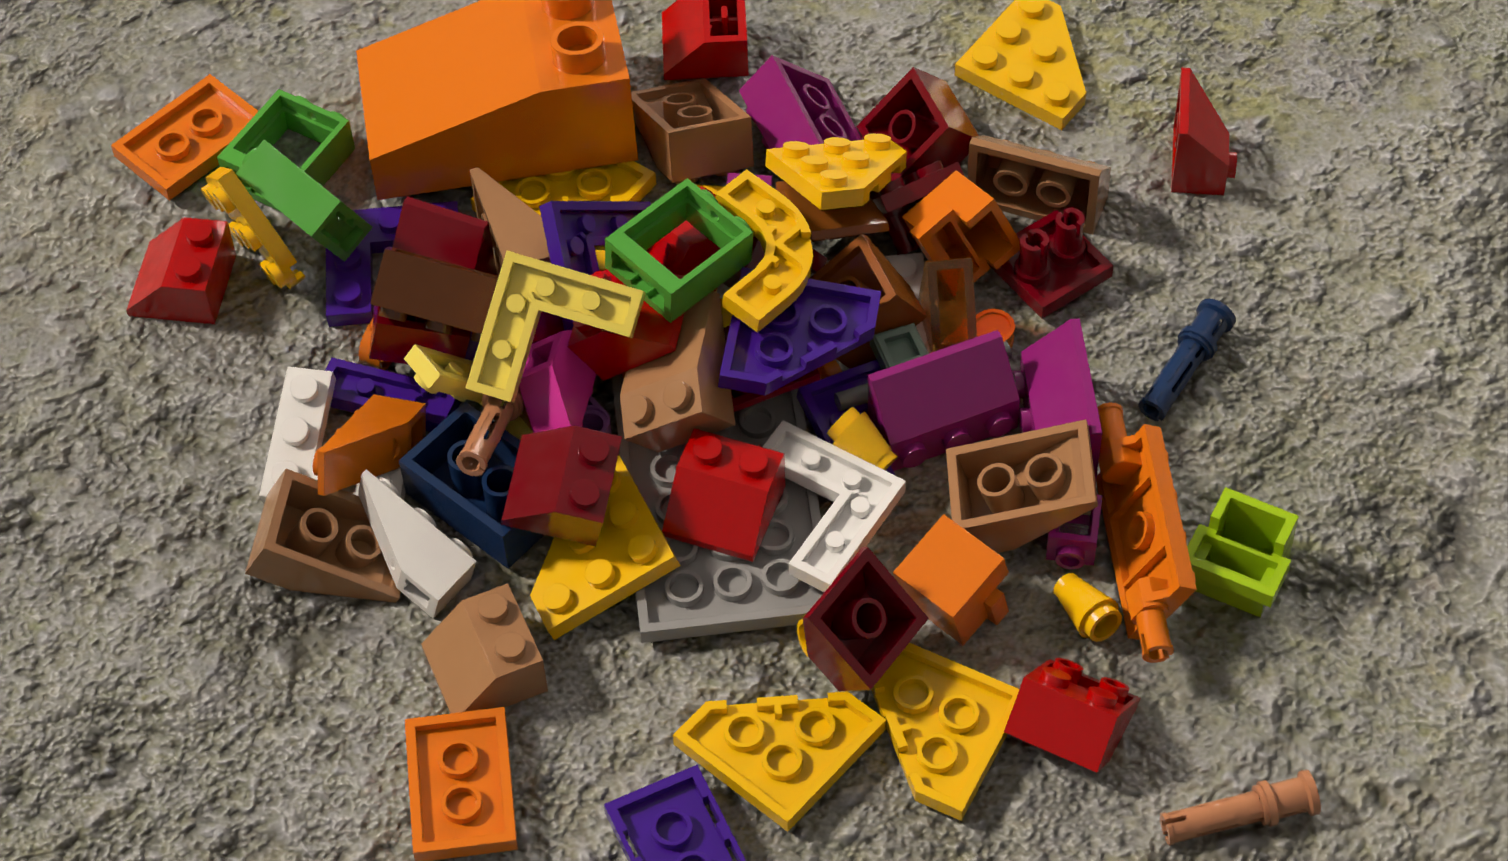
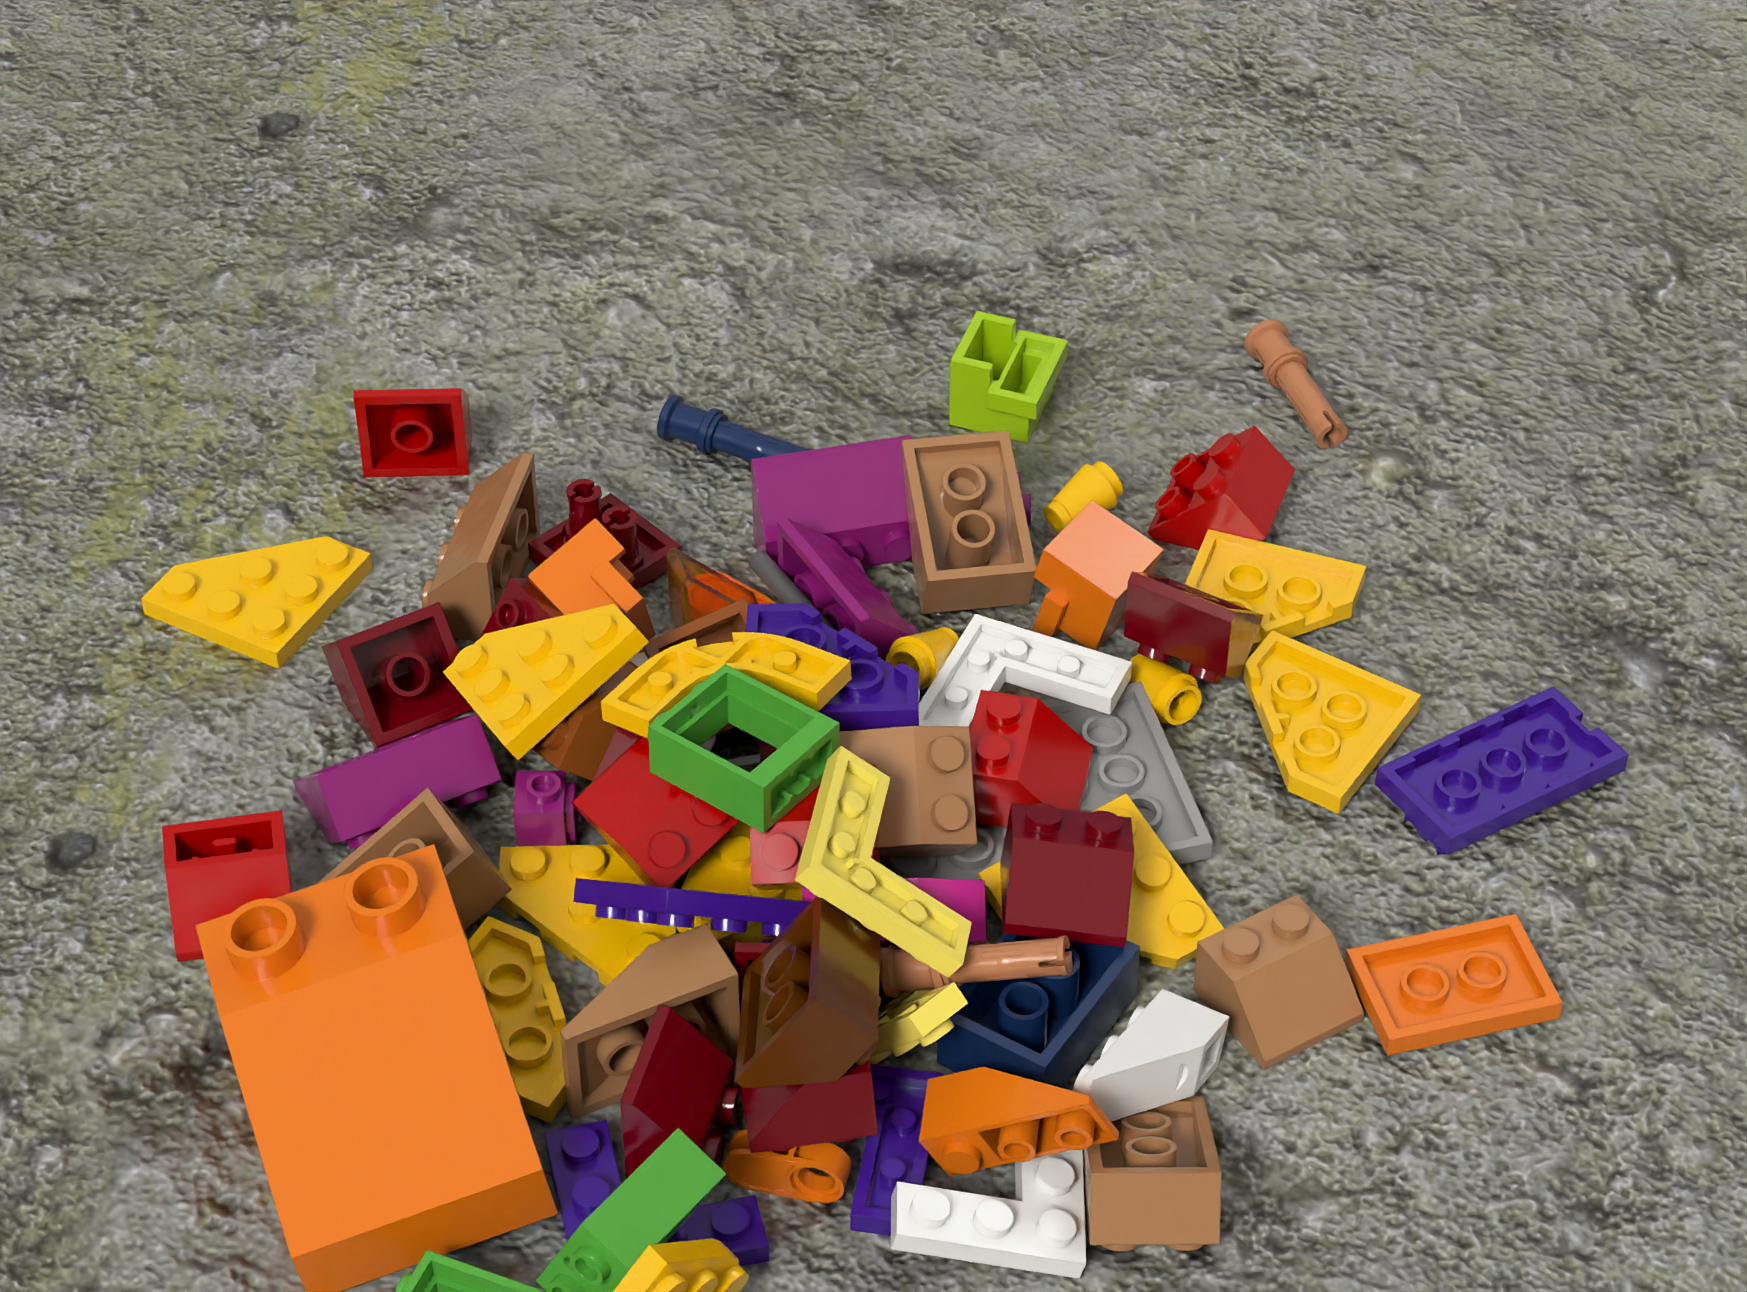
camera: 100 degrees left, 10 degrees down
(1143, 530) = (1051, 421): orange plate -> none

